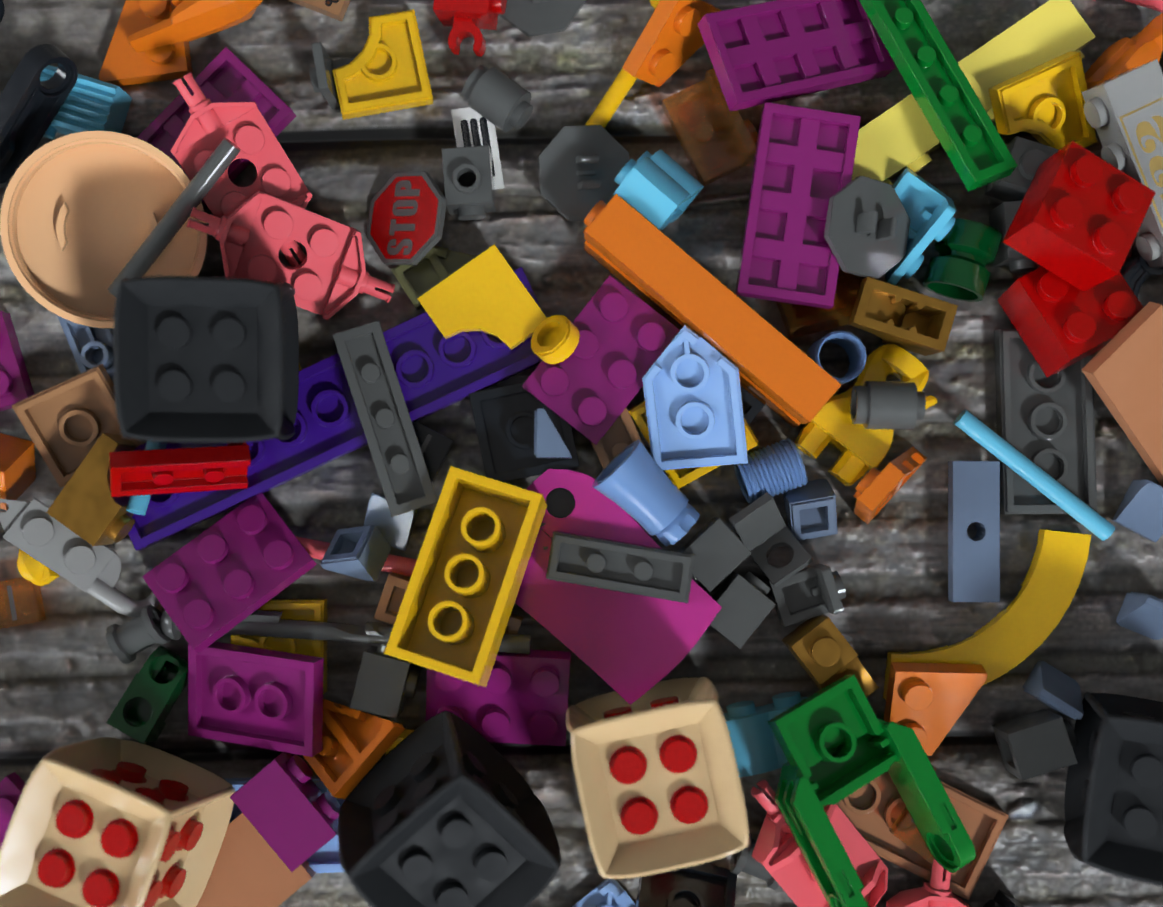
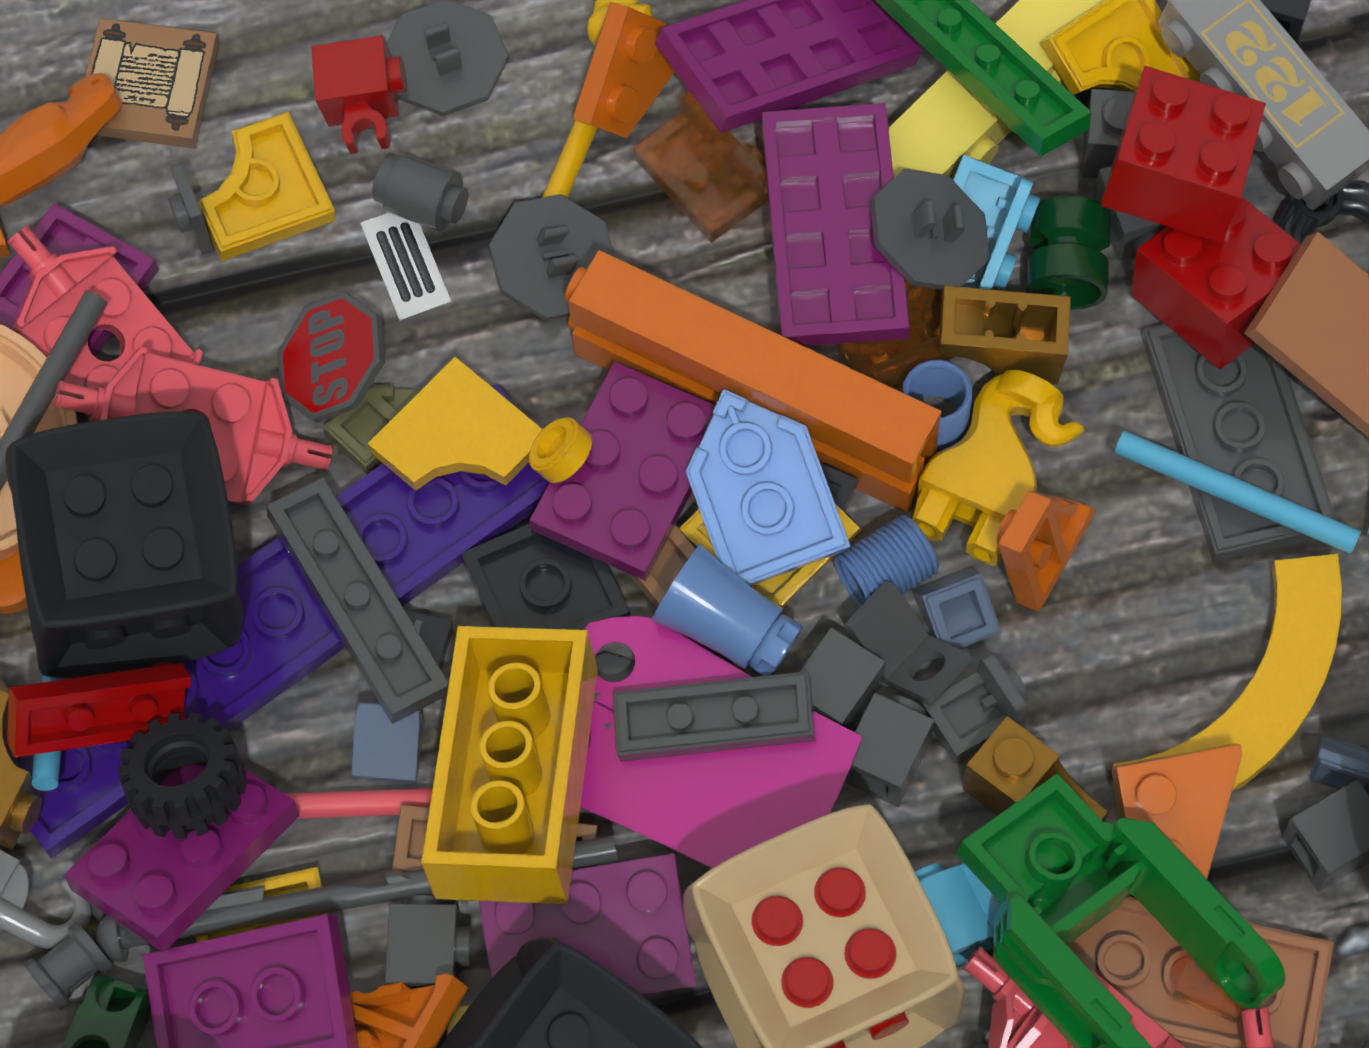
camera: 10 degrees left, 20 degrees down
(215, 510) = (189, 804): none -> black tyre
(357, 552) = (352, 786): sand blue slope -> none
(469, 182) = (405, 296): dark grey brick -> none
(547, 439) = (582, 577): sand blue slope -> none
(657, 187) = (654, 243): medium azure brick -> none
(887, 405) = (1012, 434): dark grey brick -> none
(974, 561) = (1173, 549): sand blue tile -> none

